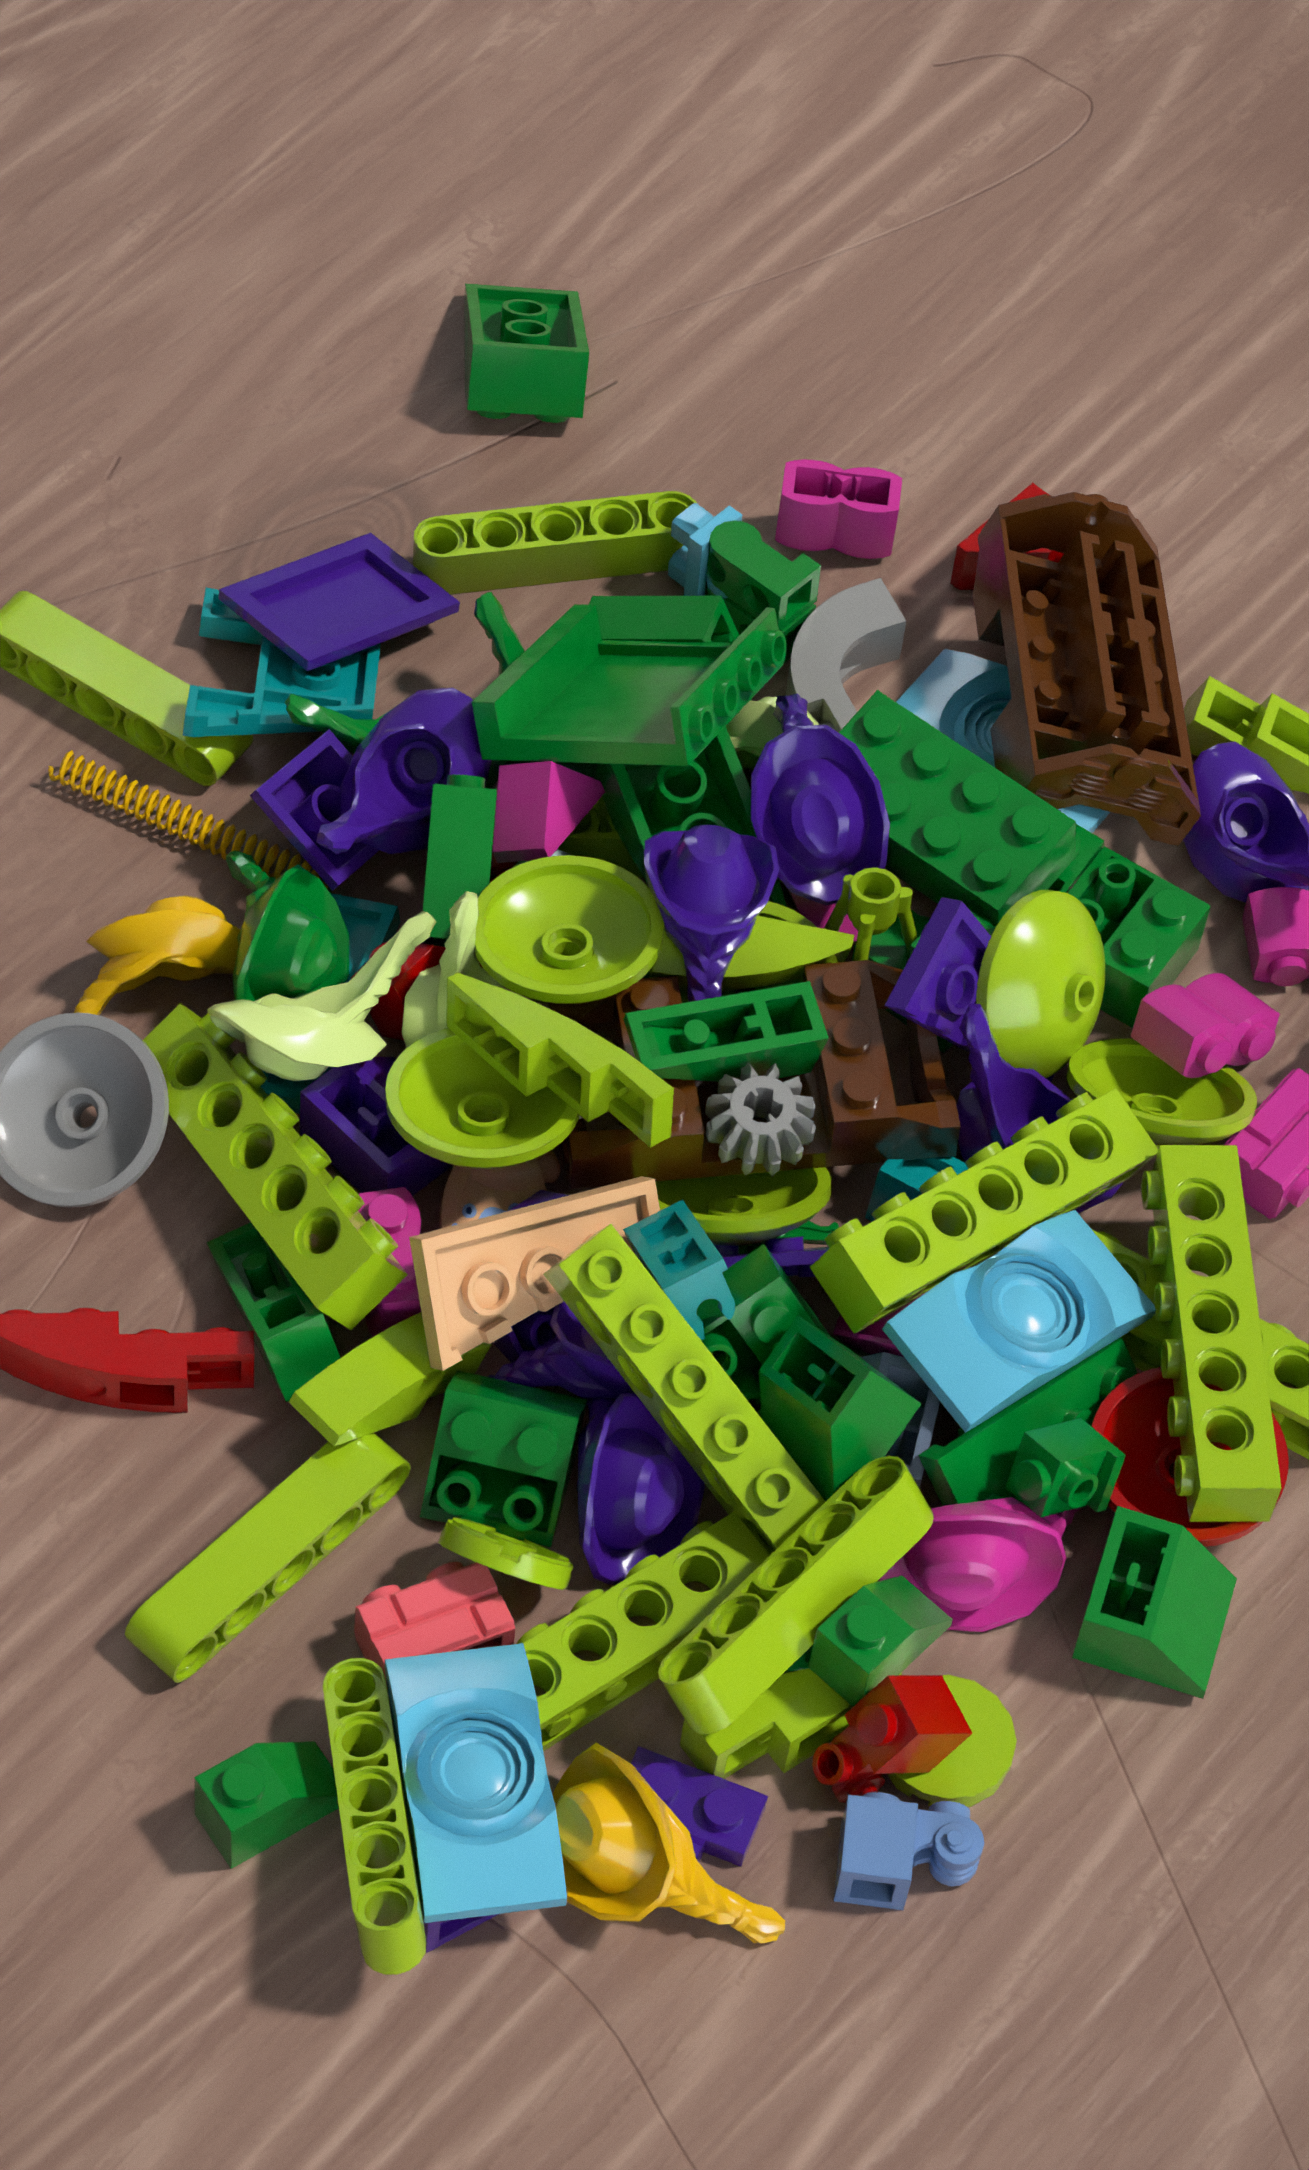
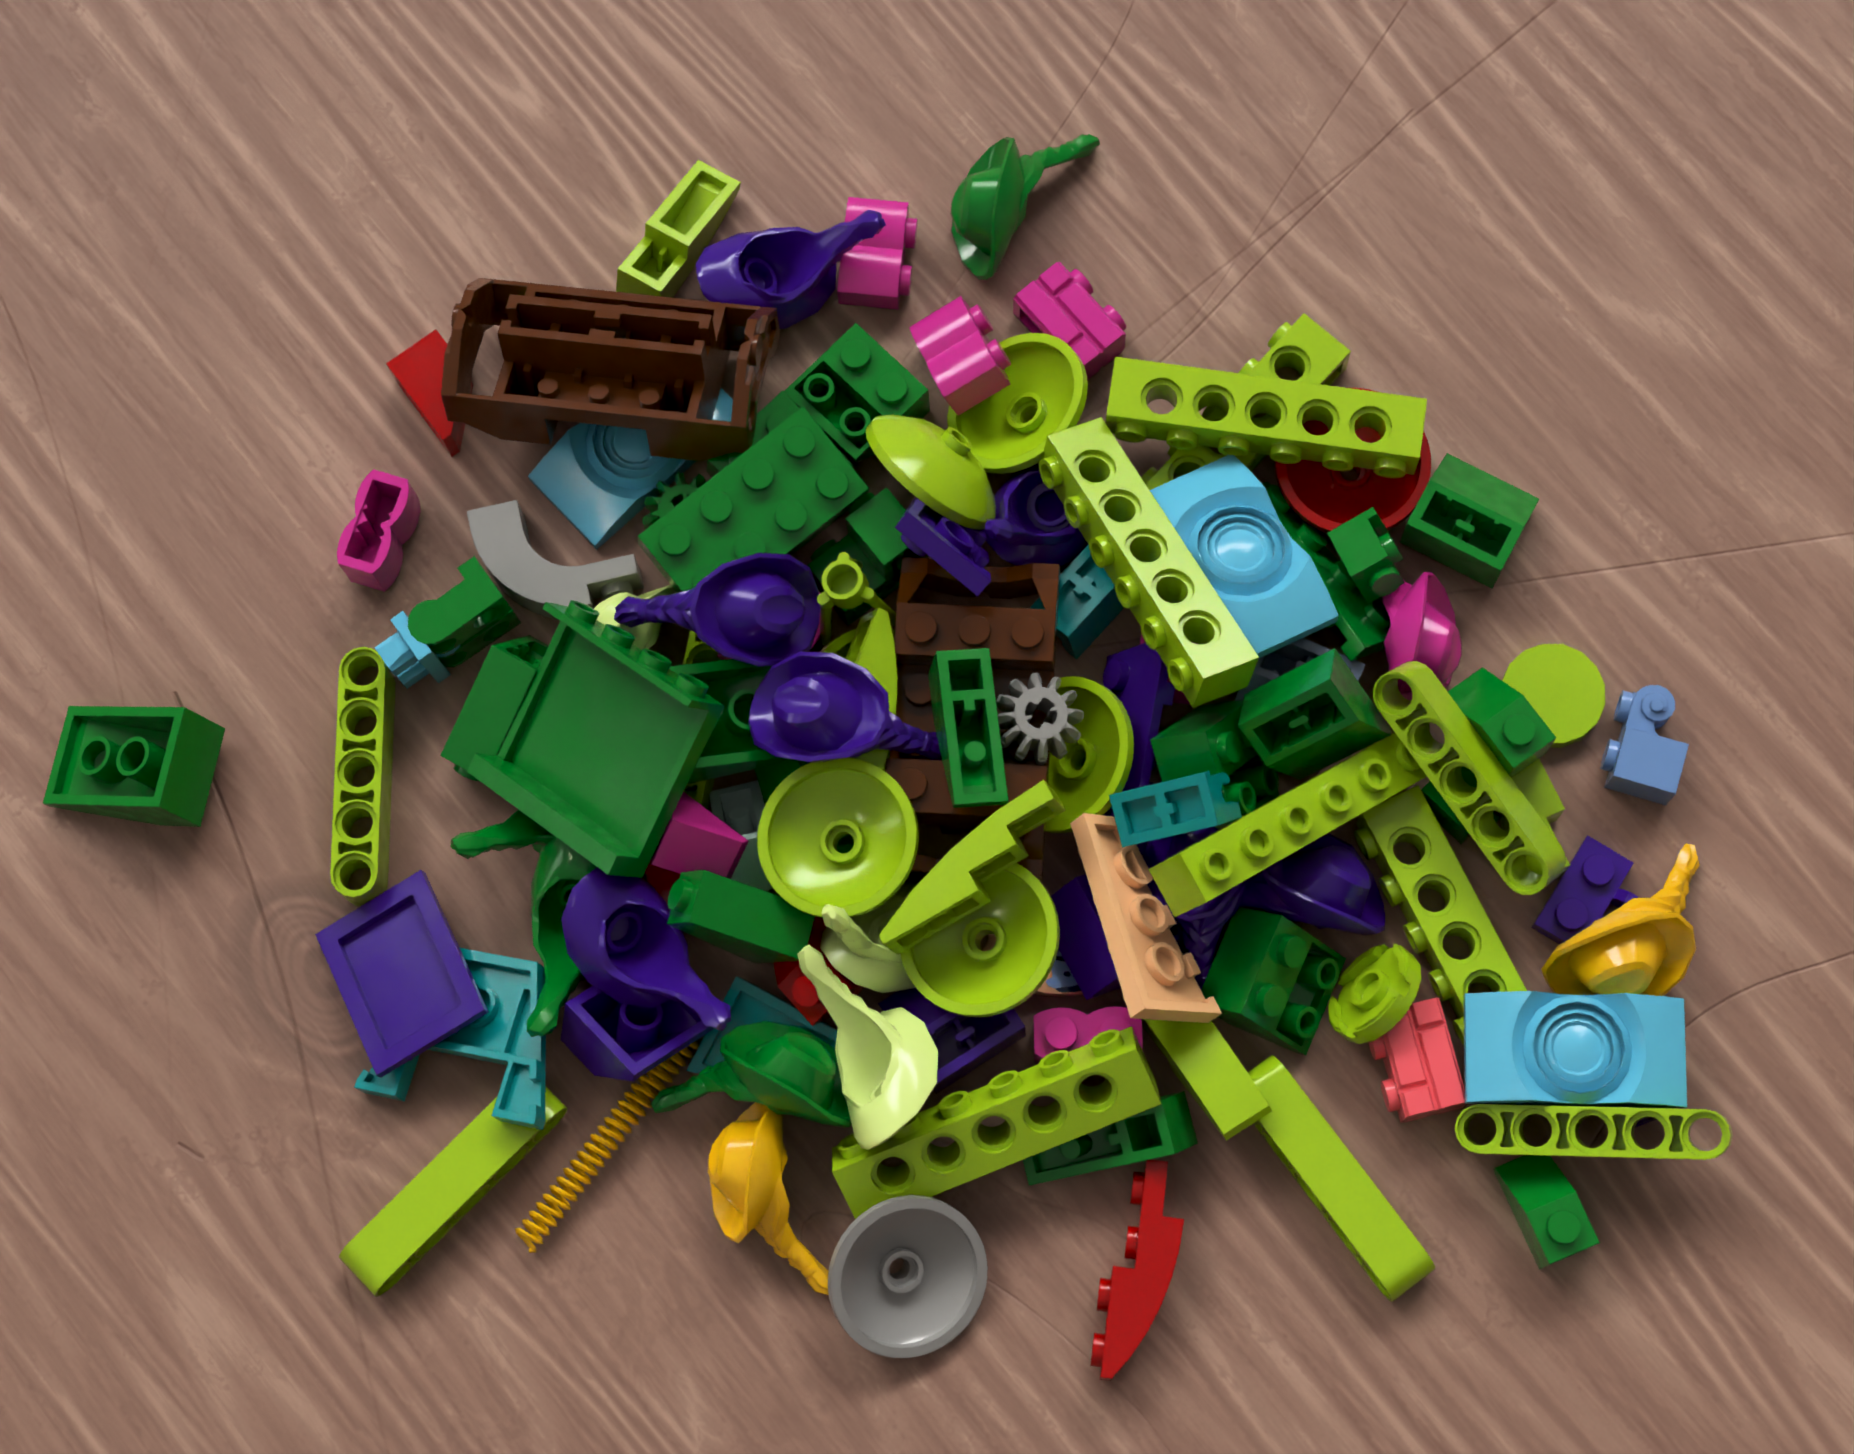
camera: 65 degrees left, 20 degrees up
(895, 1728) = (1577, 724): red brick -> none

